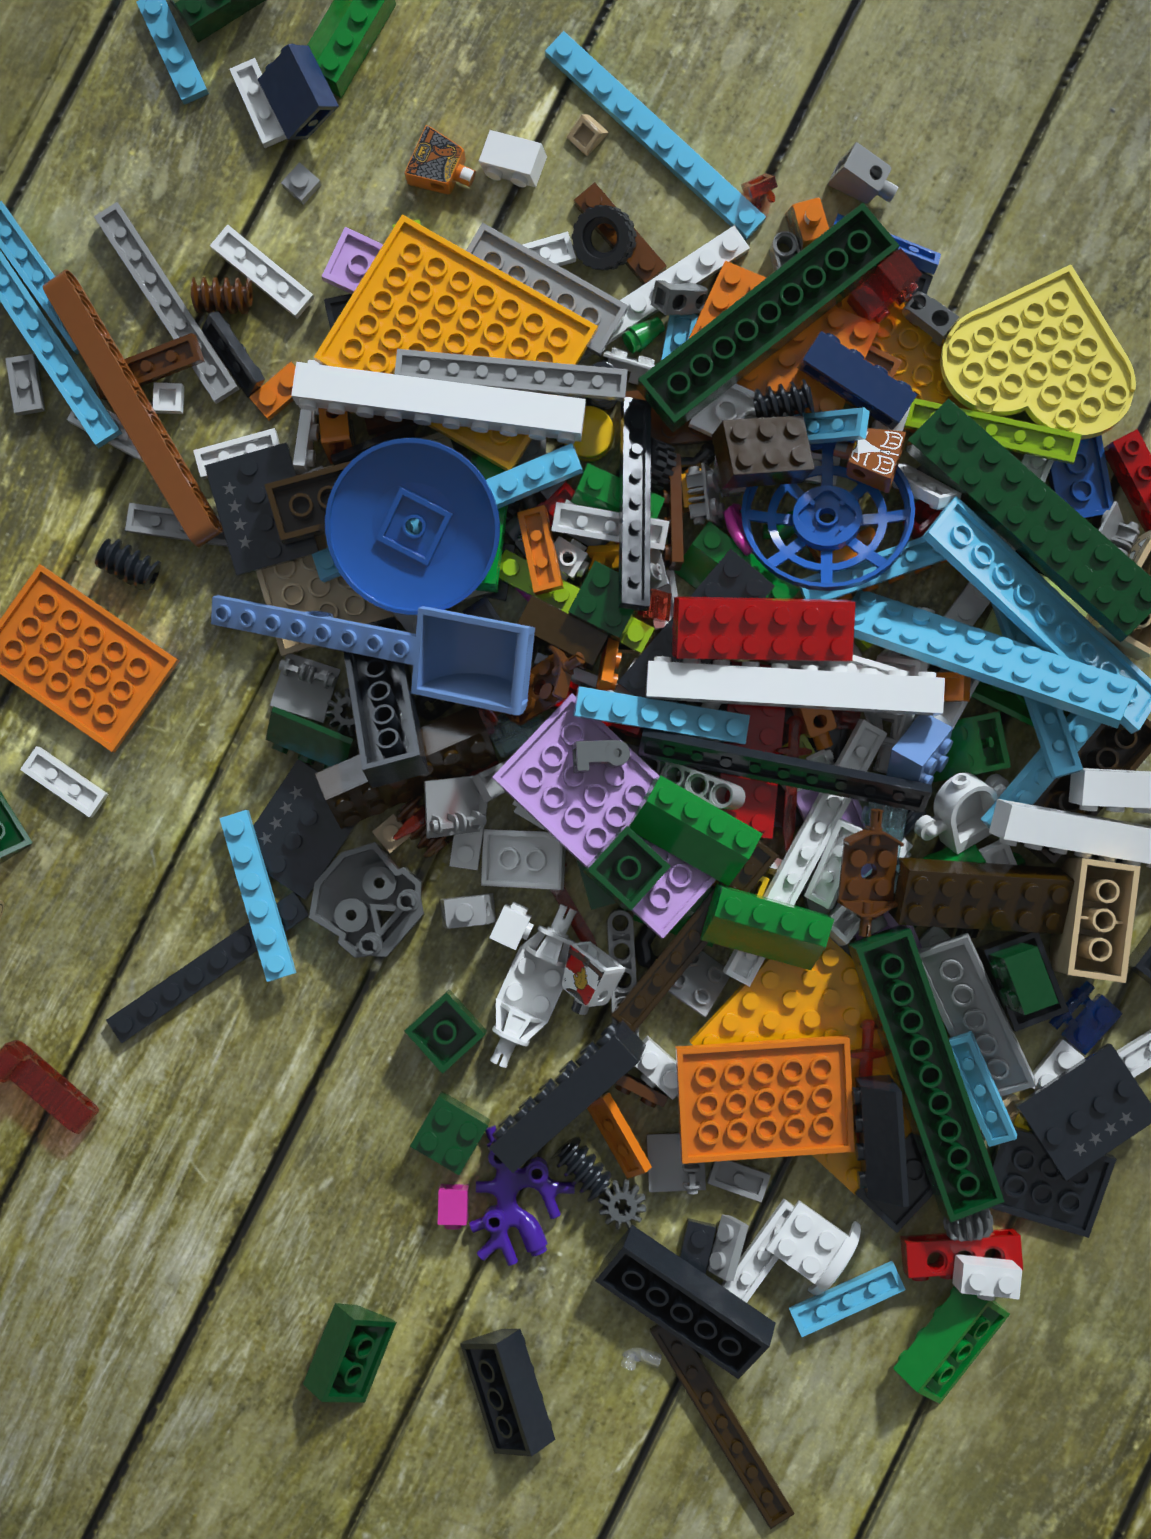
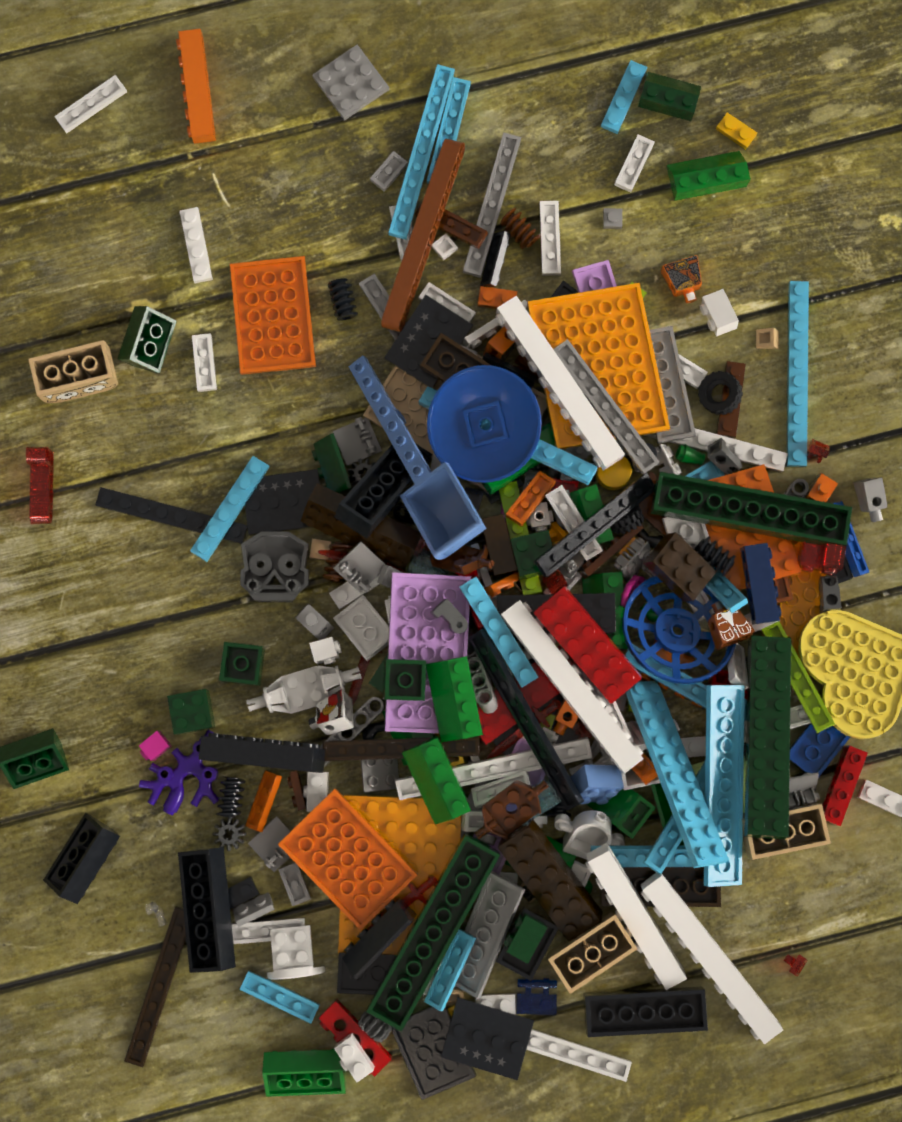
camera: 50 degrees right, 5 degrees down
(297, 92) = (655, 178): dark blue brick -> none

